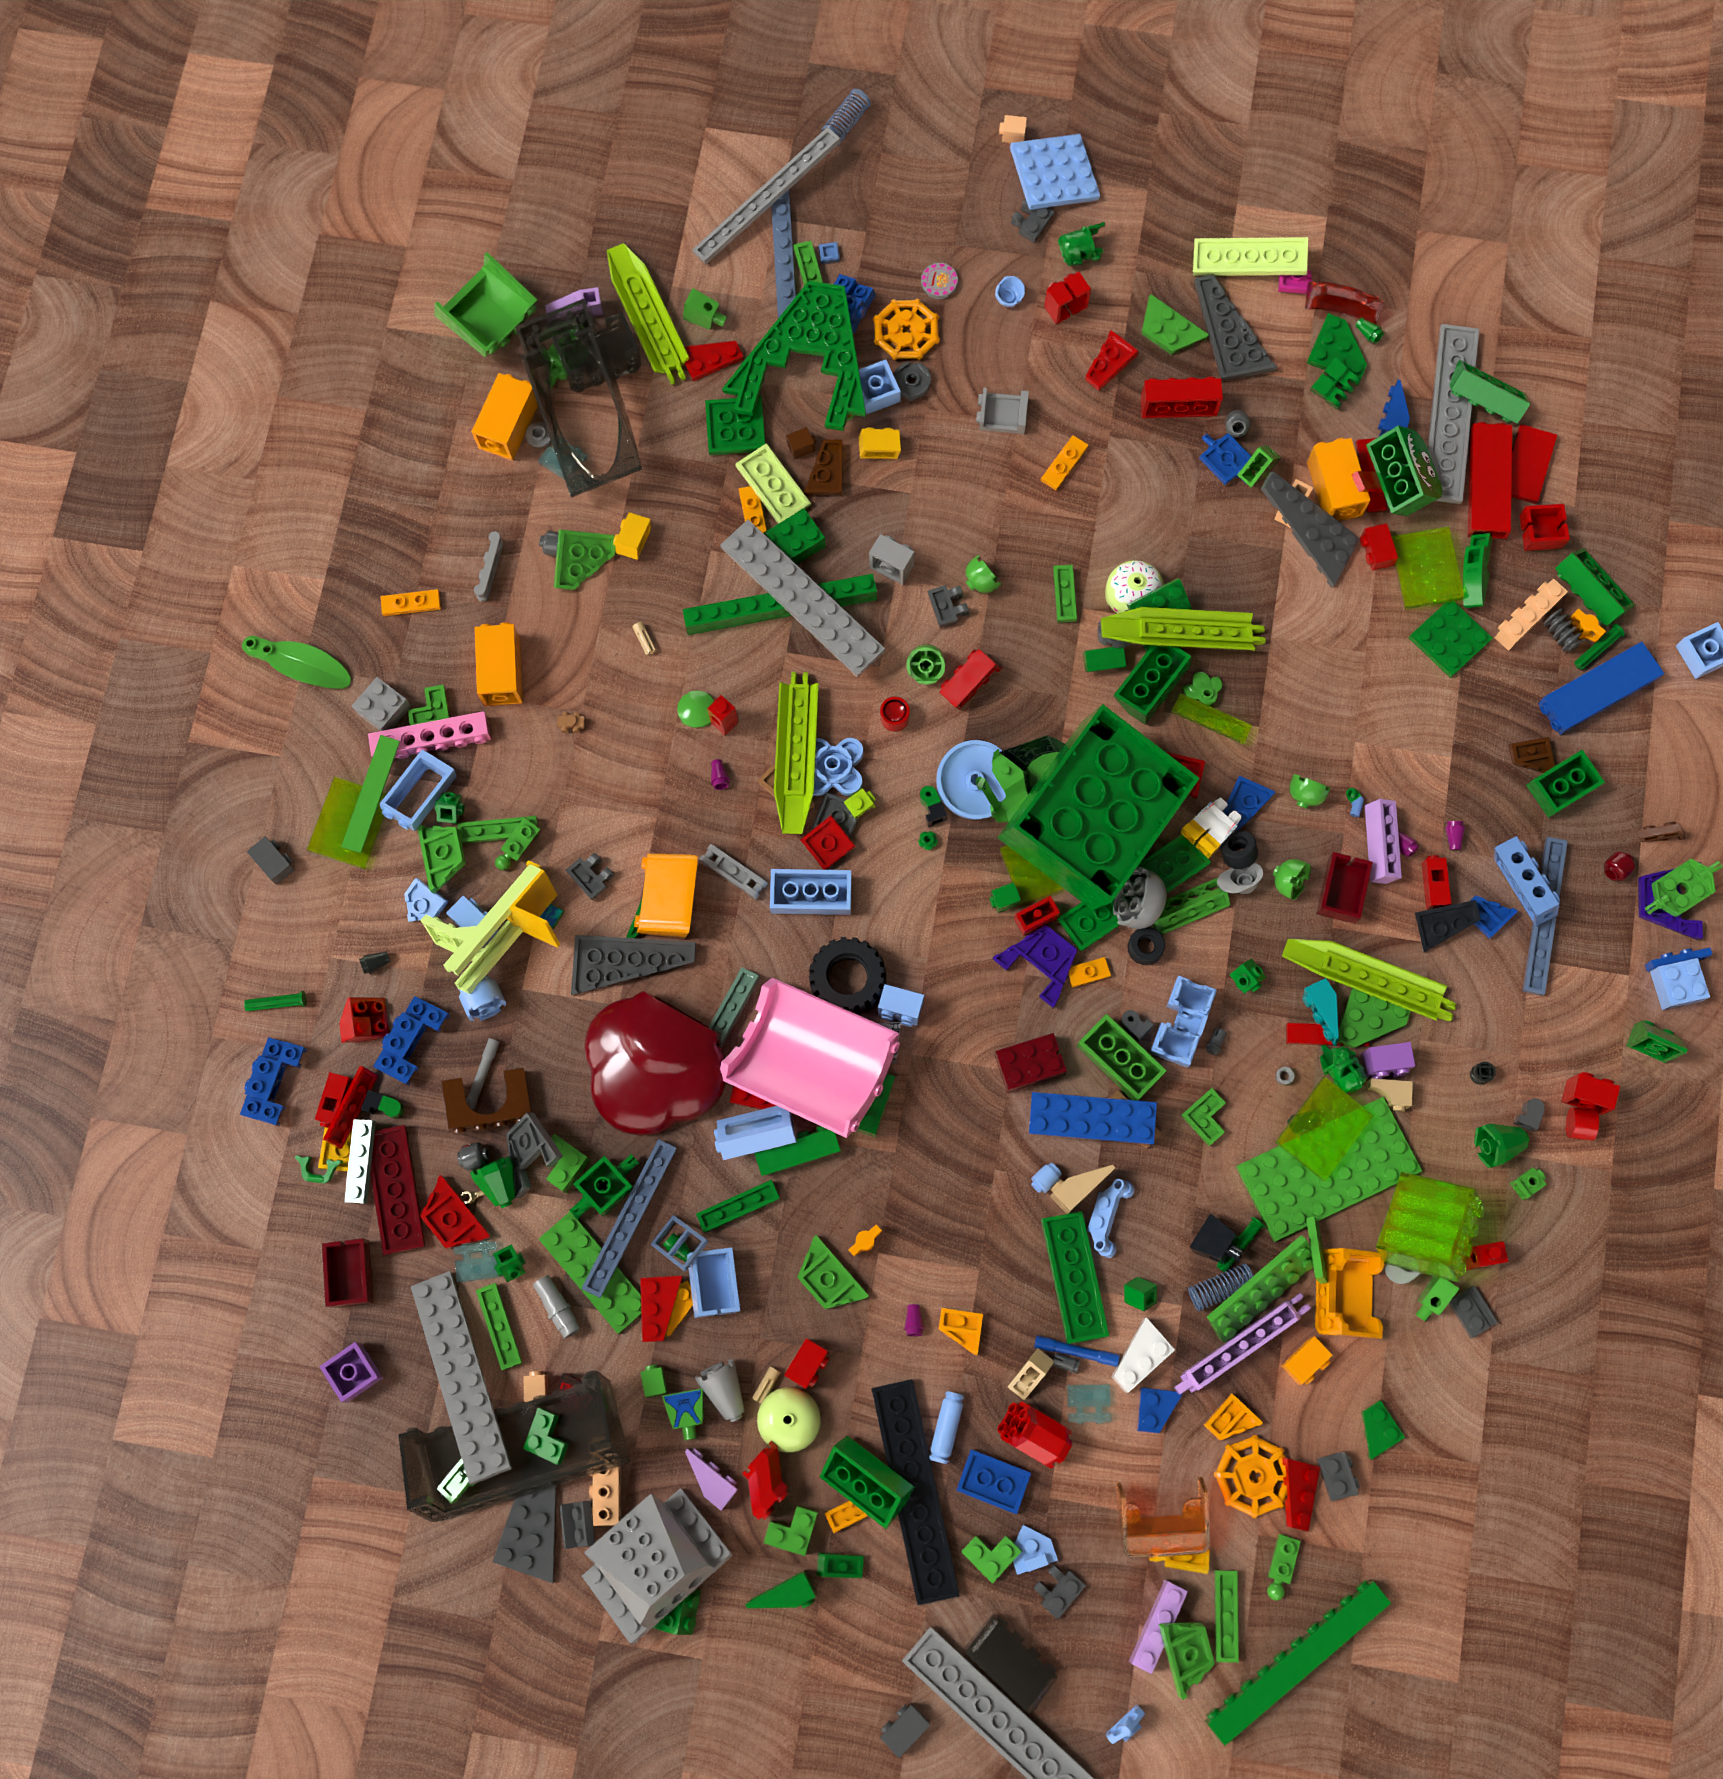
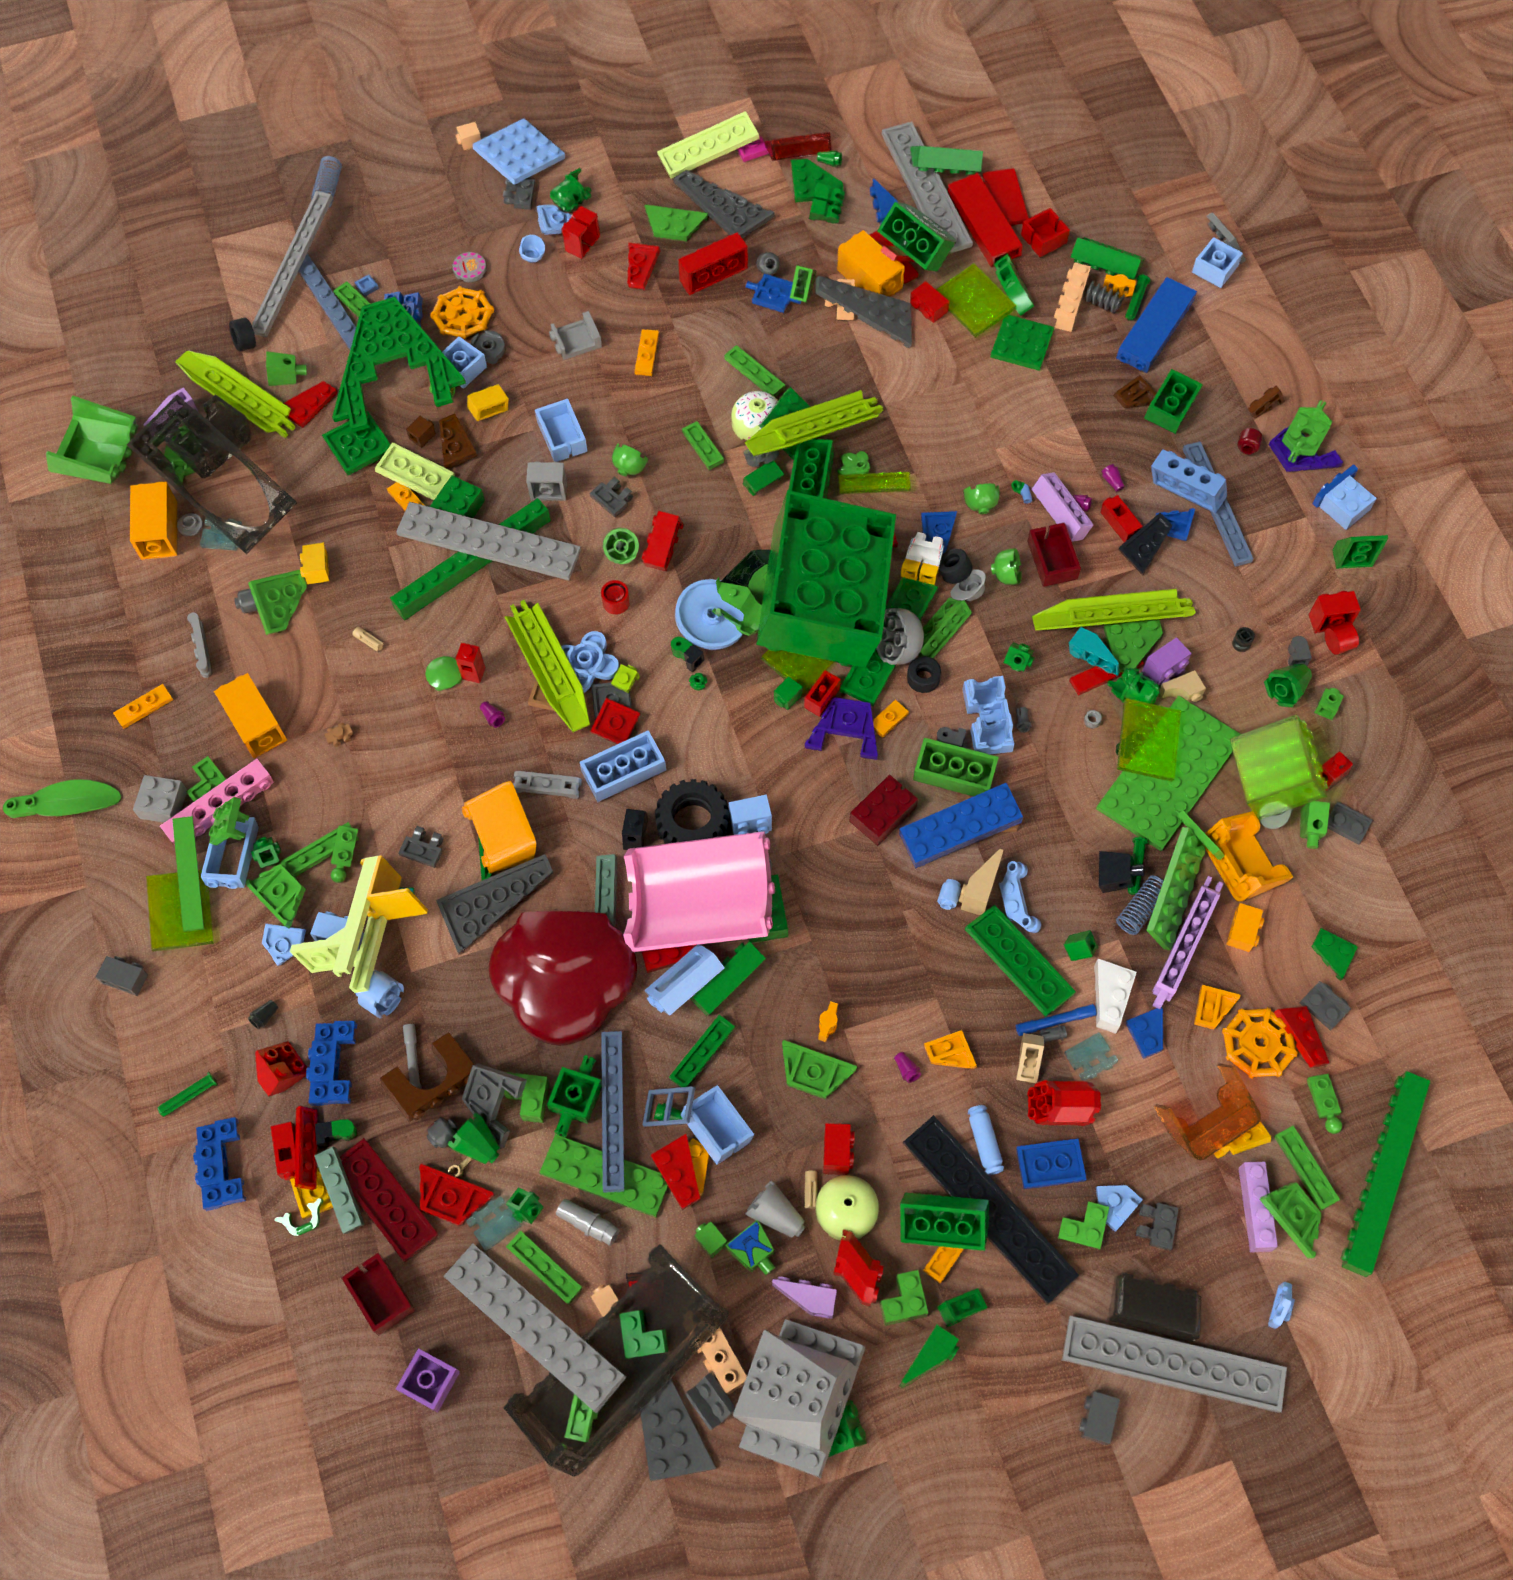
camera: 30 degrees left, 10 degrees down
(427, 758) = (225, 822): none -> bright green plate
(682, 252) = (242, 334): none -> black tyre
(788, 960) = (634, 826): none -> black torso
(934, 510) = (561, 430): none -> light blue piece
(1048, 267) = (551, 219): none -> light blue plate
(1159, 538) = (754, 371): none -> bright green plate
(1200, 1118) = (1046, 784): bright green plate -> none

